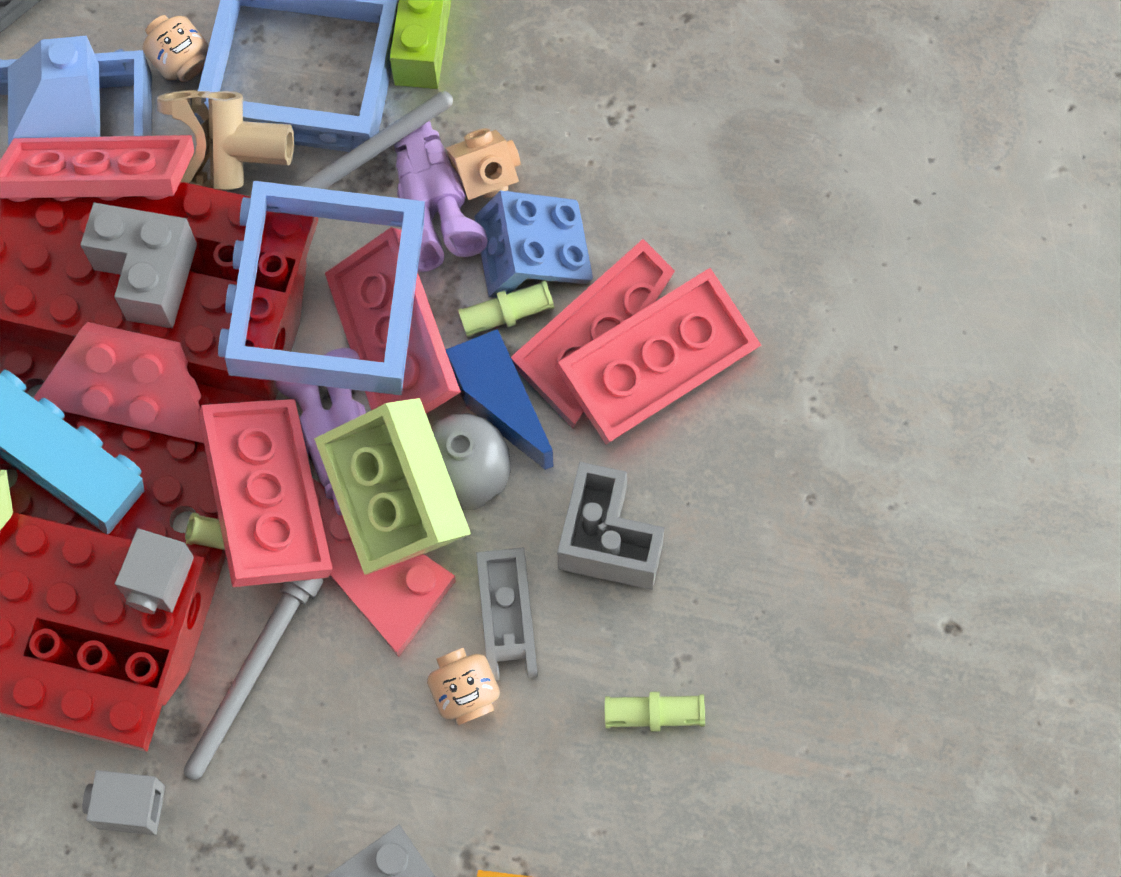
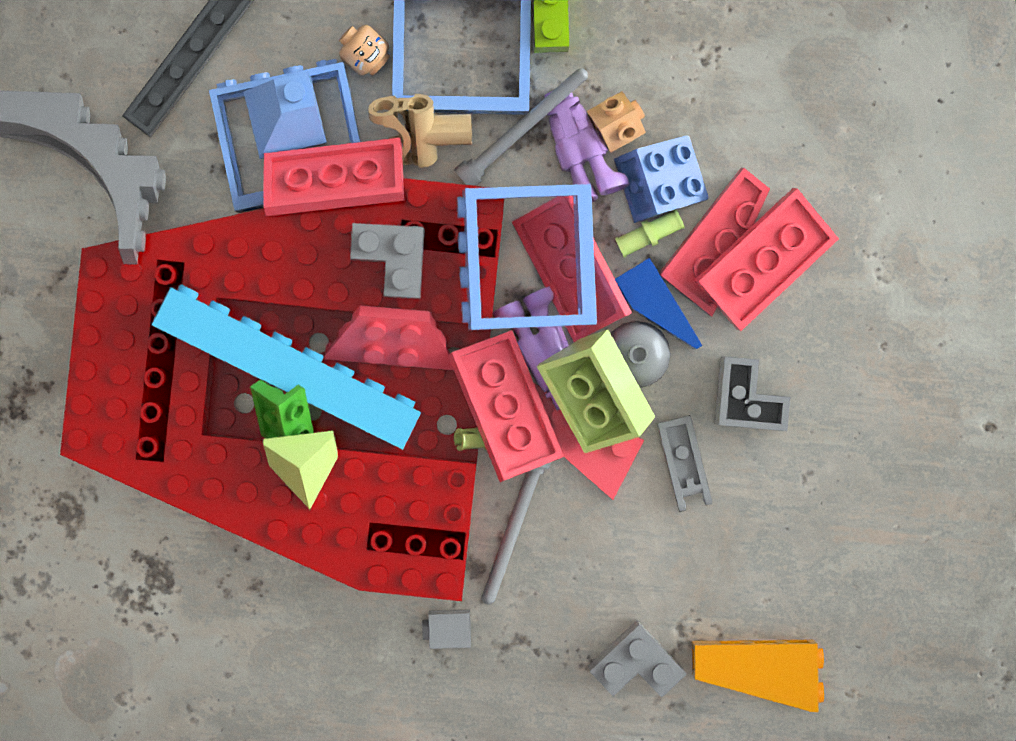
camera: 10 degrees left, 20 degrees up
(154, 572) = (449, 488): light grey brick -> none
(463, 686) = (663, 519): light nougat head -> none
(655, 711) = (795, 517): yellowish green pin -> none

